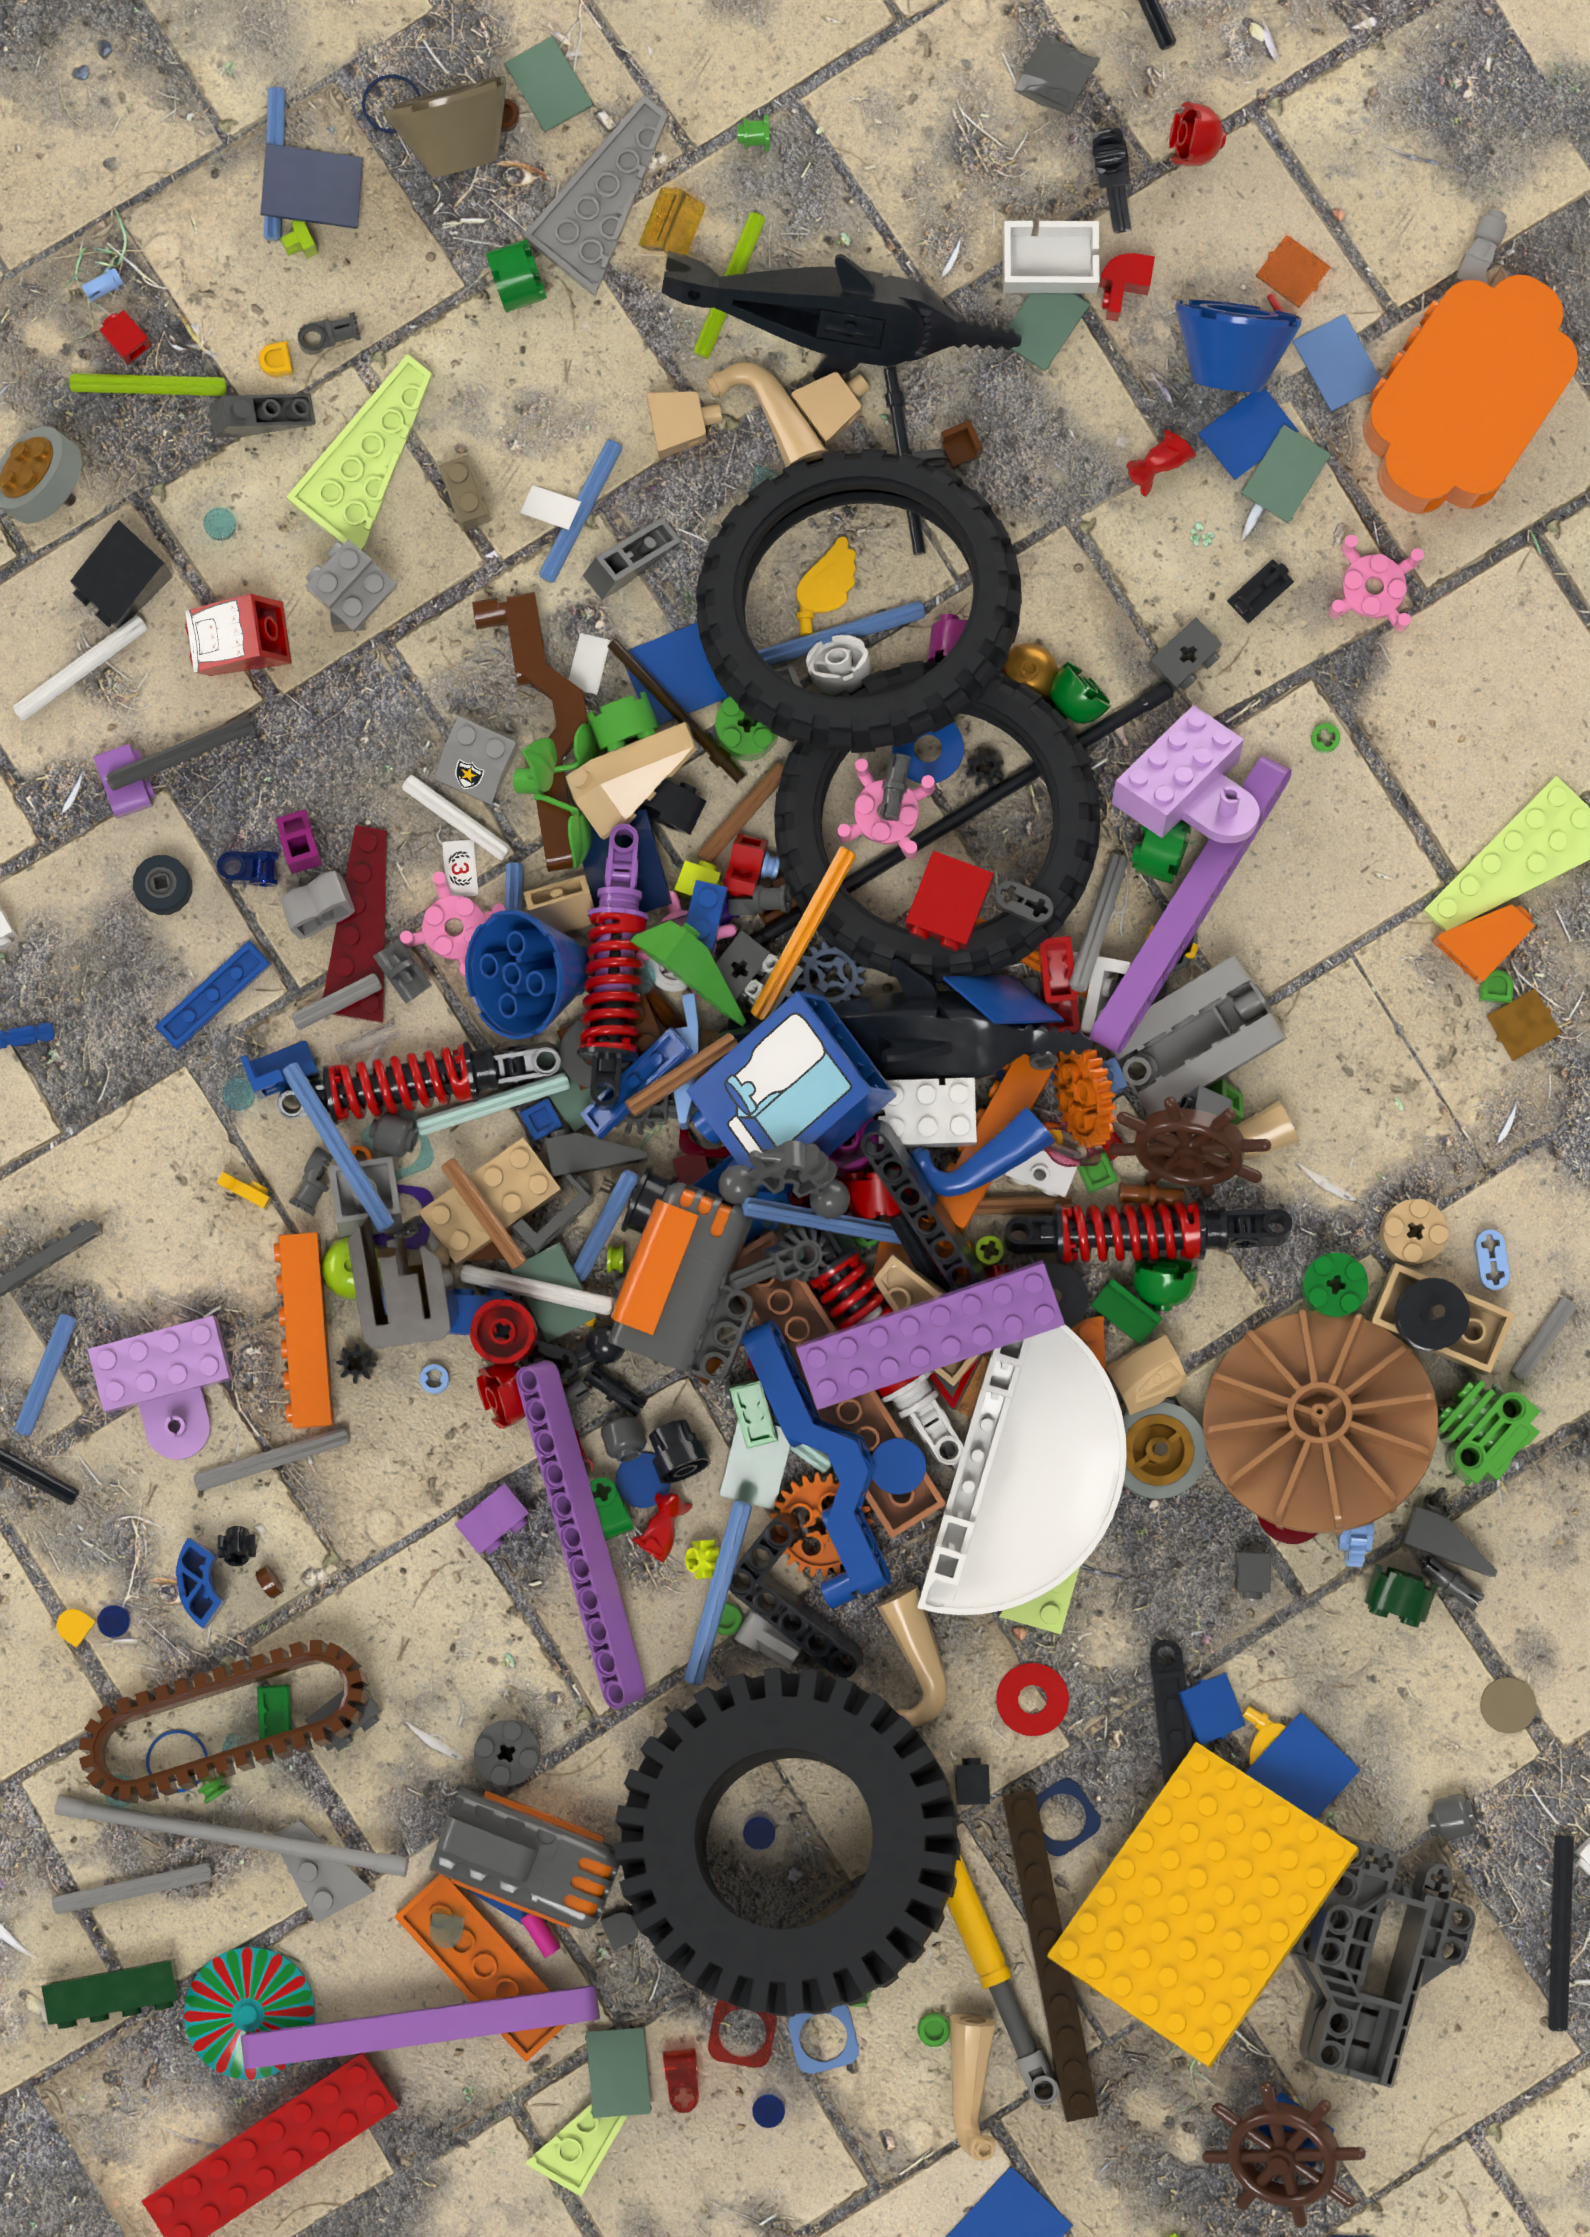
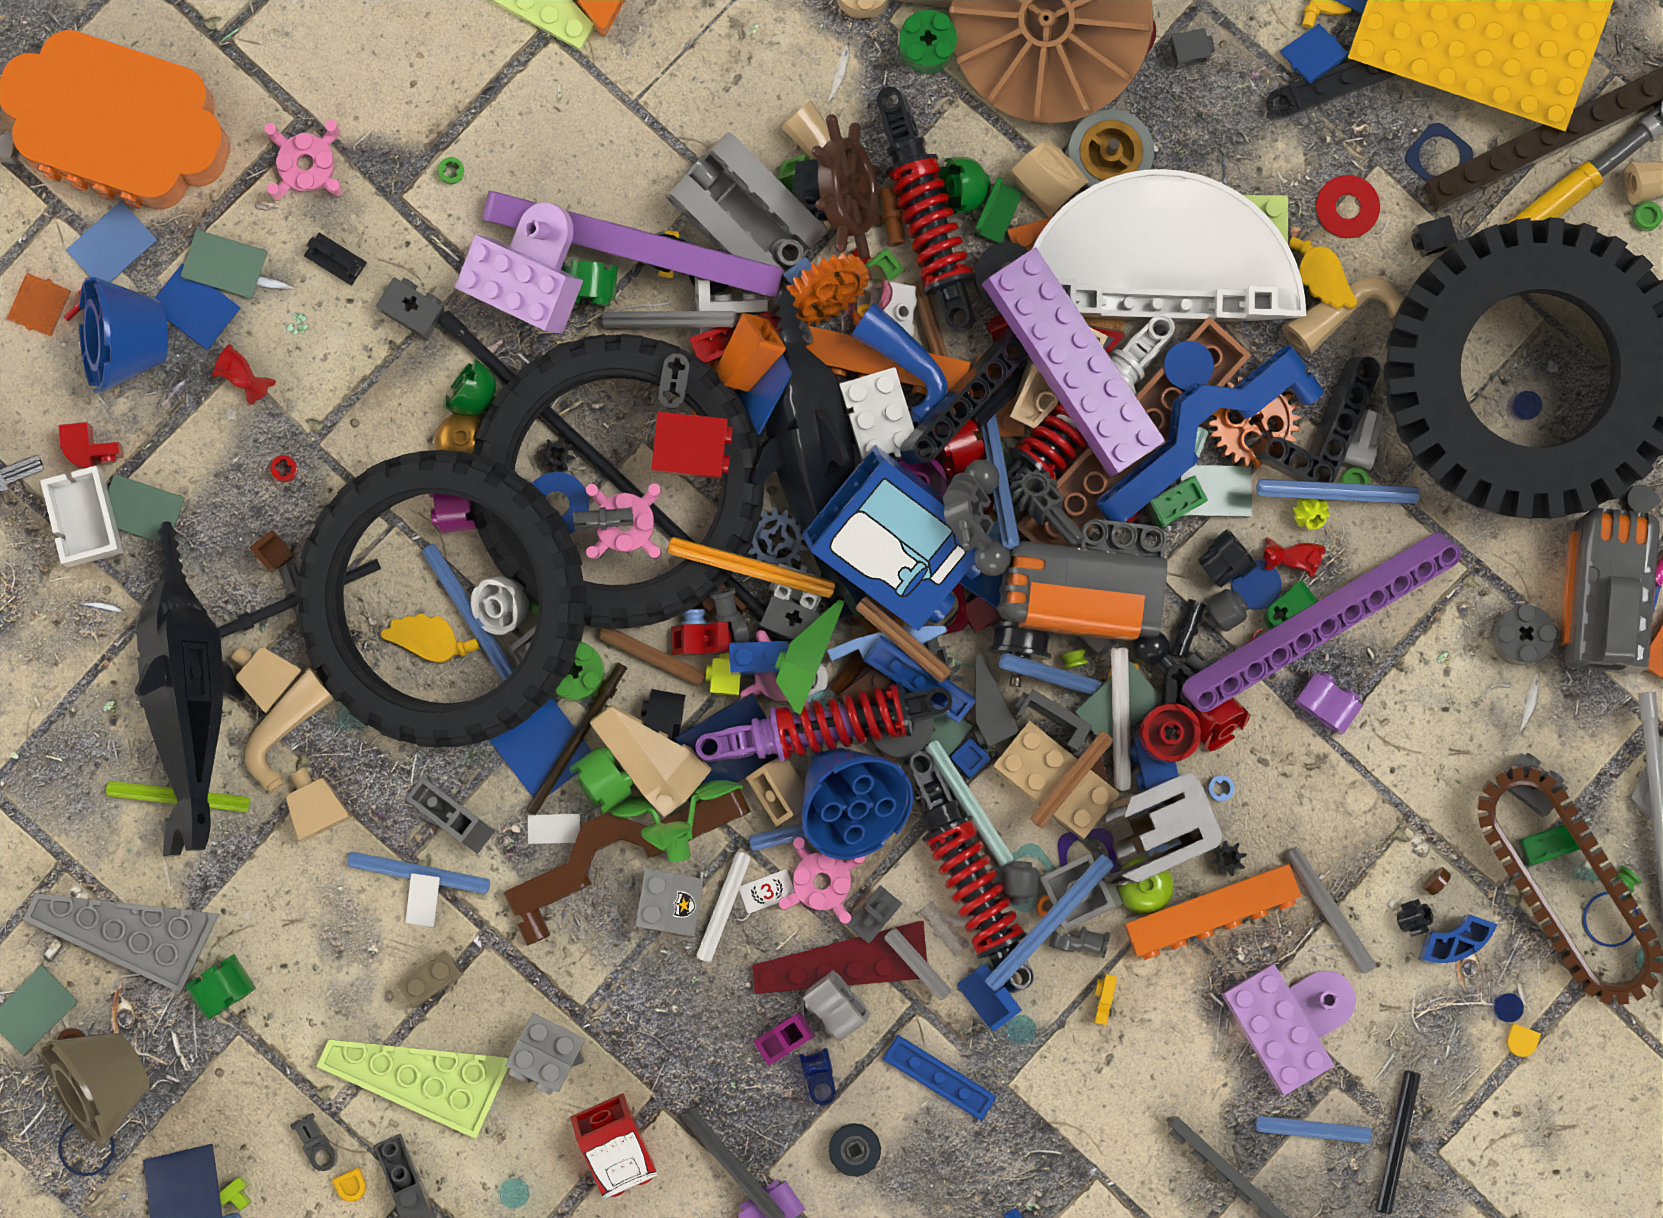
camera: 105 degrees left, 0 degrees up
(672, 222) = (134, 863): clear yellow panel -> none
(754, 133) = (33, 810): bright green brick -> none
(961, 1646) = (1323, 274): none -> yellow animal
(998, 1247) = (971, 345): lime bush -> none
(1035, 993) = (749, 353): none -> orange slope
(1043, 472) = (277, 474): none -> red bush

